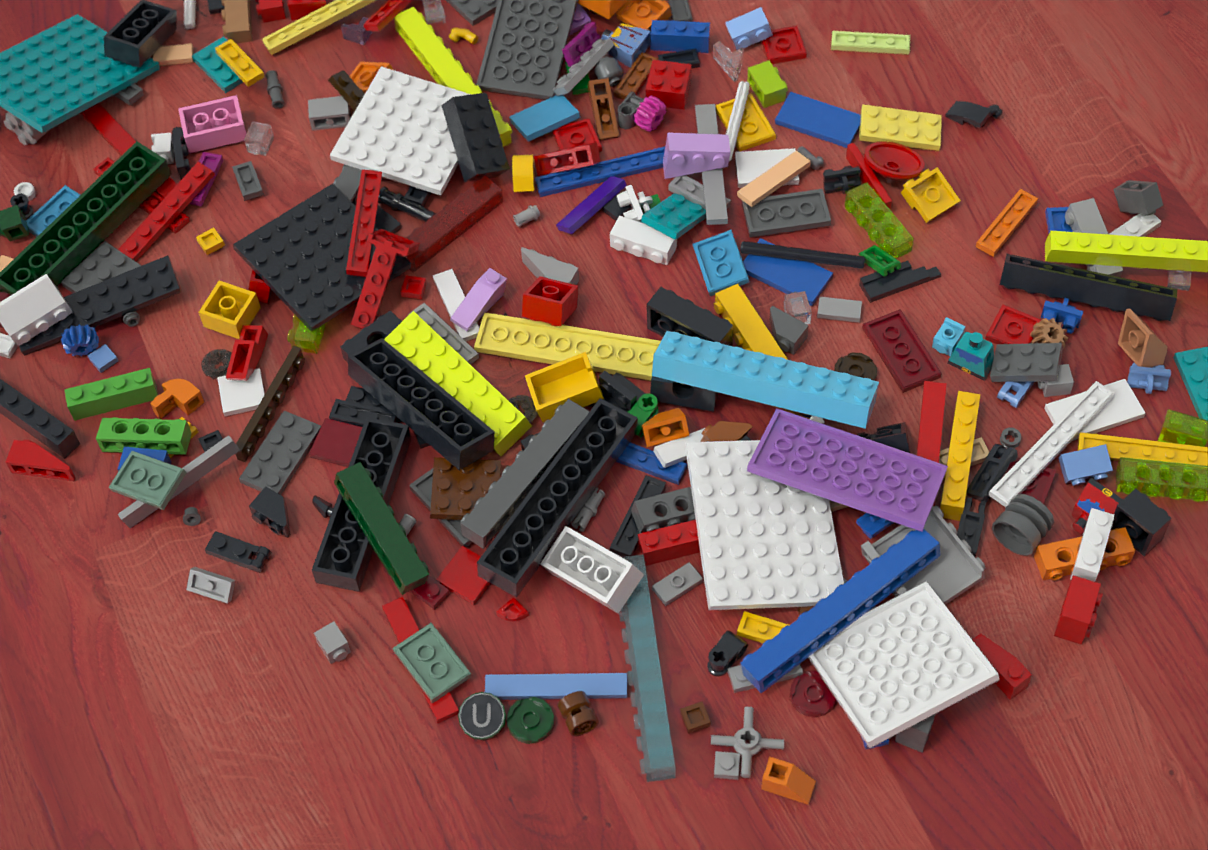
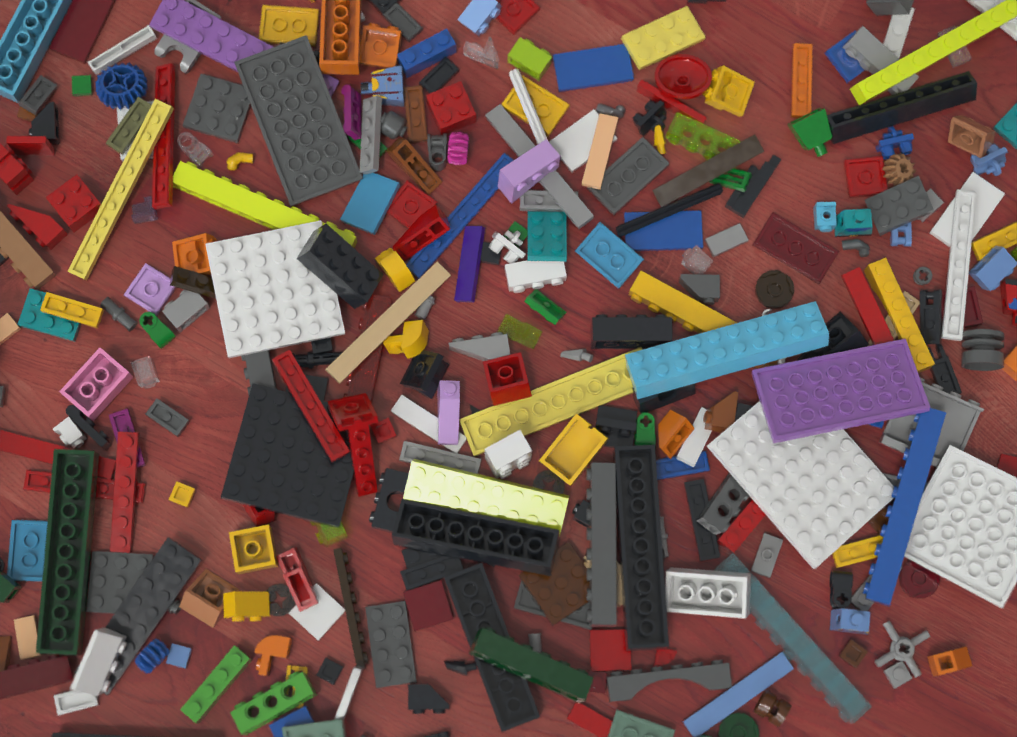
camera: 40 degrees left, 20 degrees up
(163, 327) = (205, 597): none -> nougat slope
(186, 345) = (246, 604): none -> yellow brick
(293, 113) = (158, 331): none -> green piece
(313, 86) = (150, 289): none -> lavender tile
(458, 612) = (711, 677): none -> dark grey arch
(481, 261) = (425, 373): none -> black bracket
(483, 203) = (388, 322): none -> tan tile
(493, 230) = (411, 342): none -> yellow brick
(500, 353) = (508, 455): none -> white brick
(593, 279) = (519, 331): none -> clear neon green slope
(630, 323) = (578, 355): none -> light grey bar
(631, 271) = (545, 307): none -> green plate
(713, 682) = (850, 621): none -> medium blue torso
(836, 200) = (659, 140): none -> yellow bar
(864, 240) = (708, 170): none -> dark brown tile
(964, 378) = (857, 244): none -> dark grey arm
(985, 262) = (812, 131): none -> green torso

